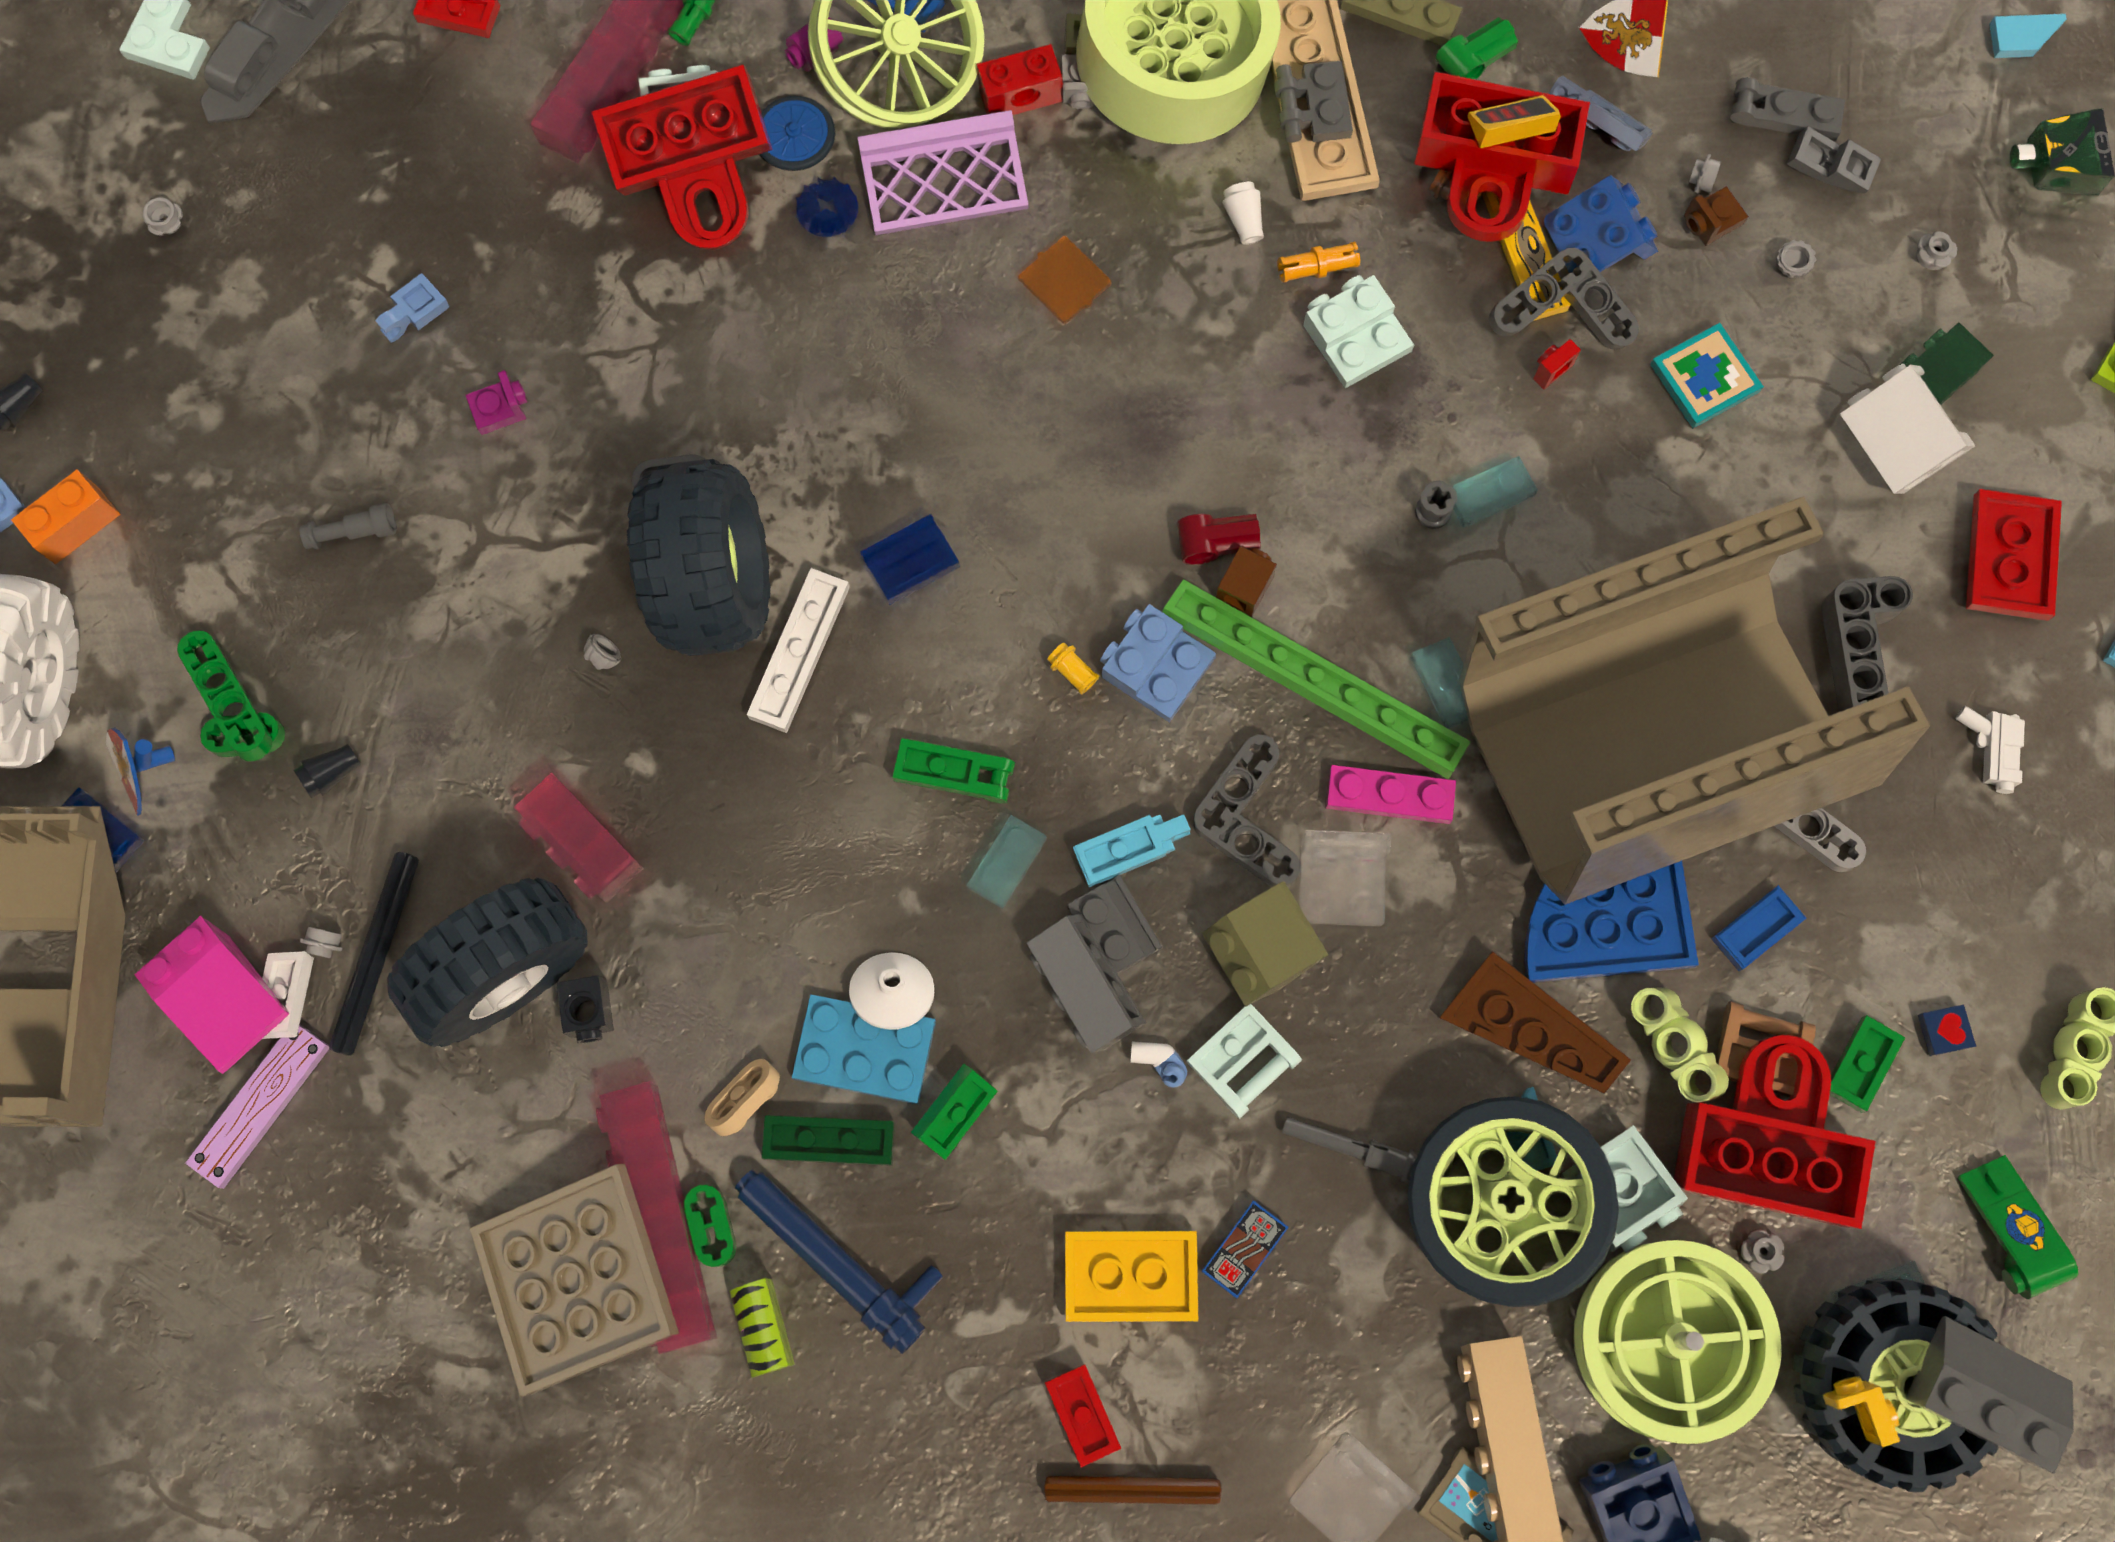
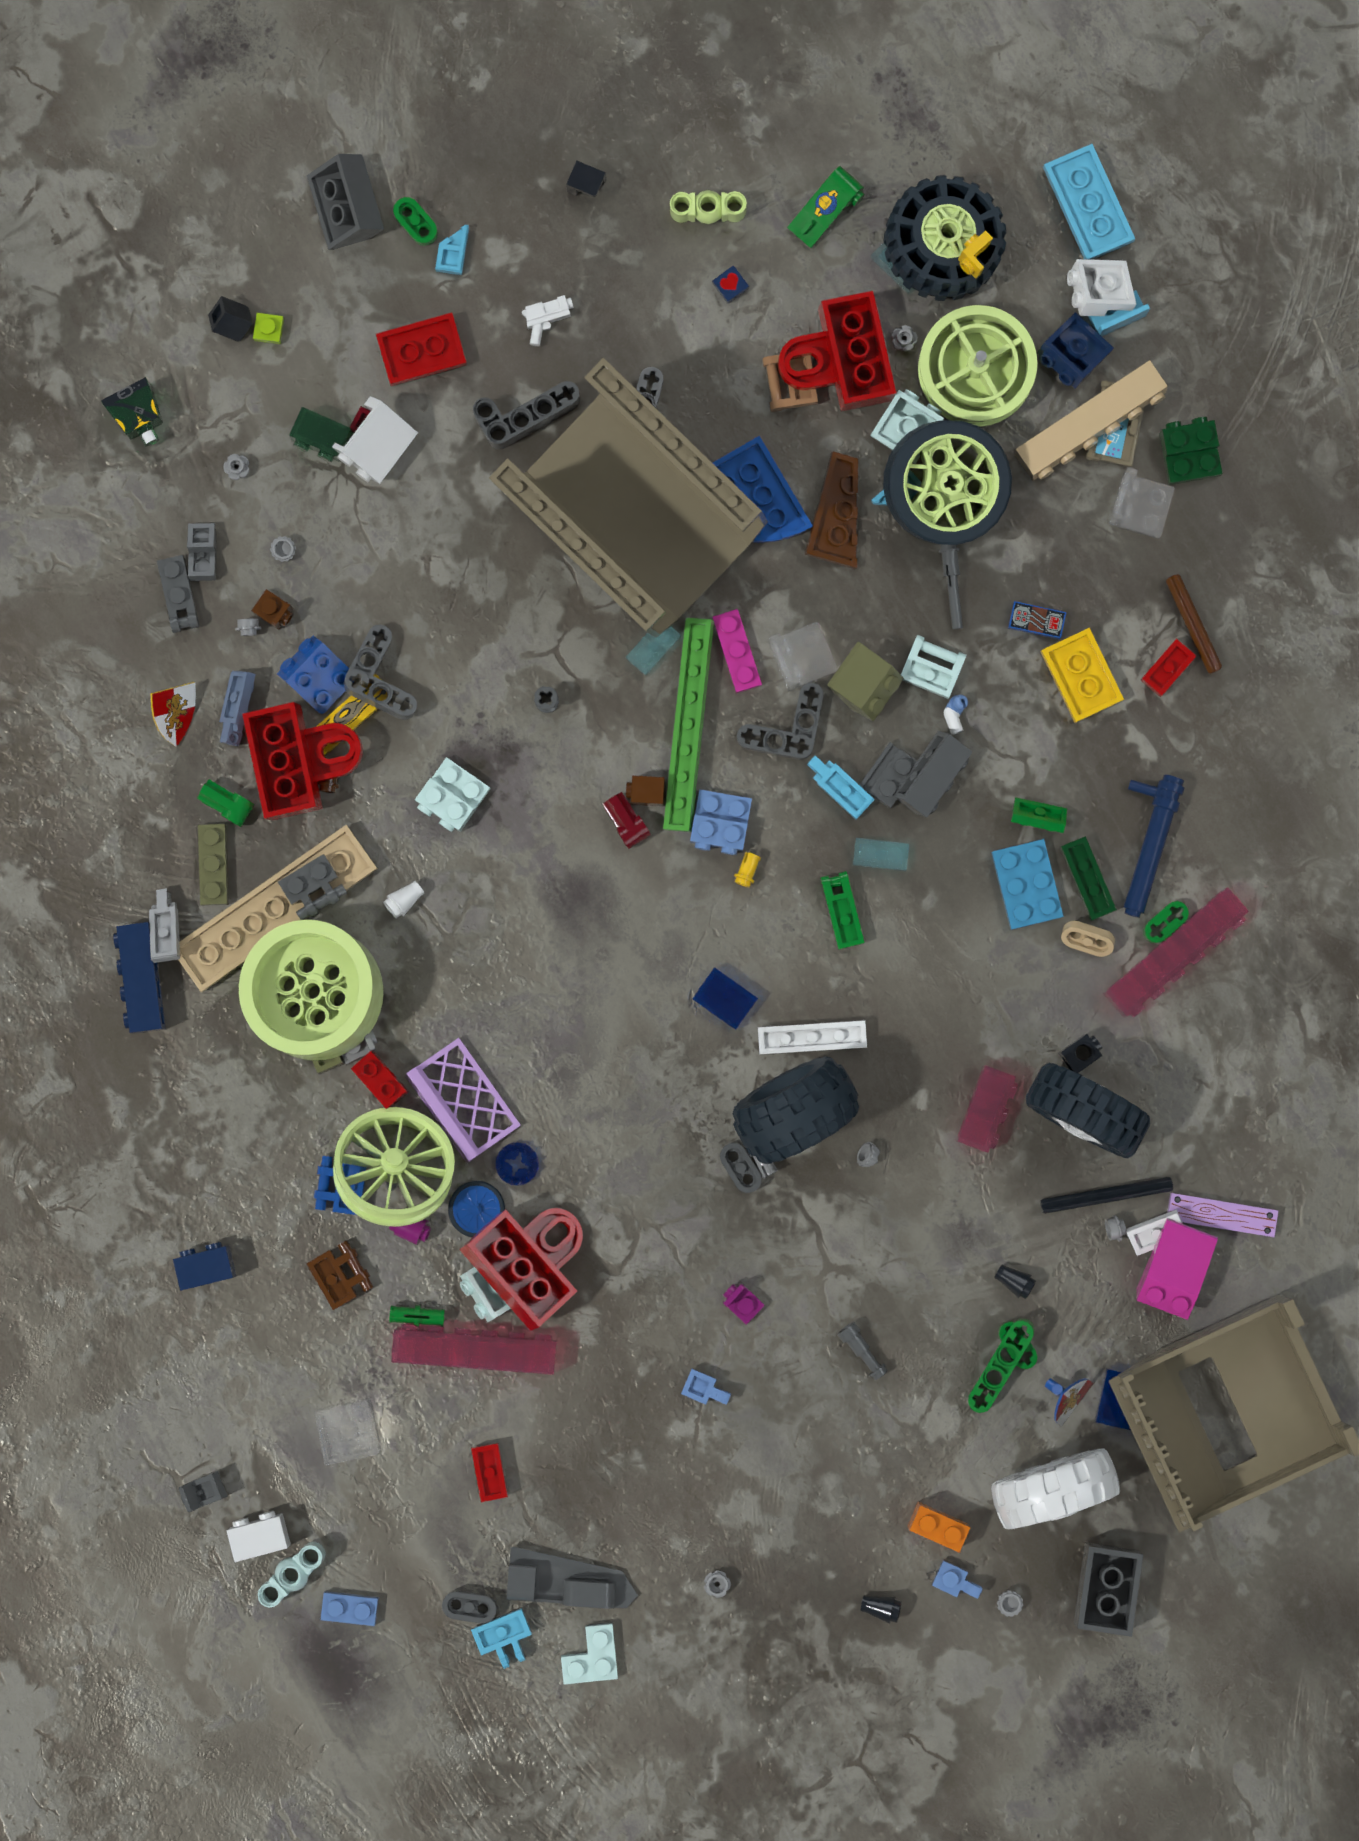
camera: 115 degrees left, 10 degrees up
(573, 1280) = (1233, 979): dark tan plate -> none
(761, 1327) = (1207, 865): lime brick -> none
(891, 1006) = (1000, 883): white dish -> none
(1064, 280) = (497, 992): clear orange piece -> none
(1318, 262) = (416, 839): light orange pin -> none
(1493, 491) = (519, 671): clear light blue plate -> none
(1514, 121) = (280, 754): yellow slope -> none
(1555, 363) = (420, 667): red plate -> none
(1696, 1056) = (803, 437): yellowish green piece -> none
(1706, 375) = (384, 573): tile -> none
(1758, 928) = (719, 410): blue tile -> none
(1864, 1063) = (772, 322): green plate -> none
(1995, 1395) = (935, 189): dark grey slope -> none
(2022, 34) = (58, 468): medium azure tile -> none

